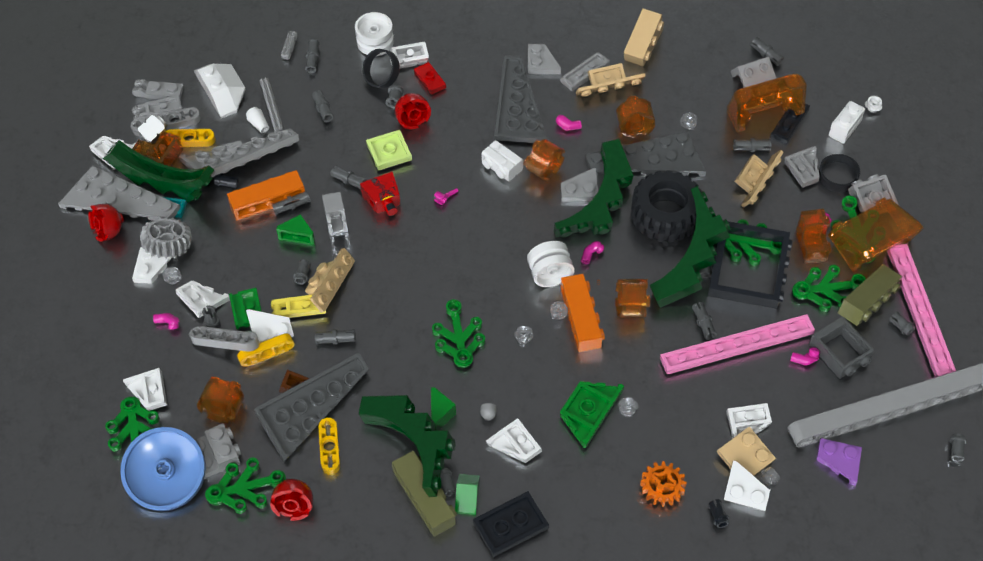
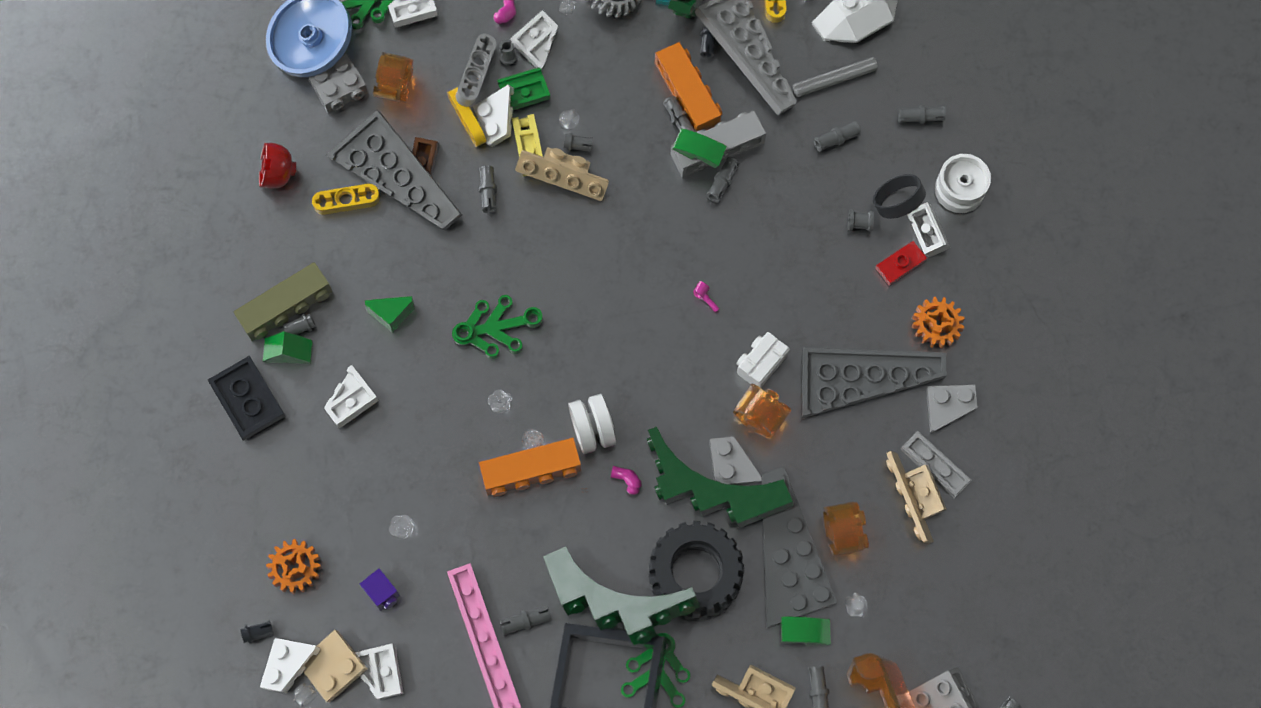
camera: 85 degrees right, 15 degrees up
(242, 487) = (294, 116): green plant -> none
(257, 119) = (807, 63): white cone -> none
(279, 277) = (568, 119): none -> clear plate
(289, 45) = (939, 85): light grey axle -> none
(296, 231) = (637, 130): green slope -> none
(316, 173) = (737, 134): none -> light grey brick
(325, 181) = (699, 146): none -> green slope
(334, 213) = (657, 165): light grey piece -> none
(382, 193) = (698, 220): red torso -> none
(388, 150) = (771, 222): yellowish green plate -> none
(399, 414) = (350, 284): dark green arch -> none
(412, 110) = (833, 241): red cylinder -> none
(479, 58) = (926, 319): none -> orange gear
(488, 411) = (389, 365): light grey hinge -> none
(567, 124) = (835, 441): dark pink arm -> none
(588, 408) = (396, 480): green wing -> none
(632, 298) = (547, 524): clear orange brick -> none
(644, 37) = (997, 540): tan wedge -> none
(682, 419) = (380, 590): none -> dark purple brick
(708, 150) = (805, 630): none -> green slope

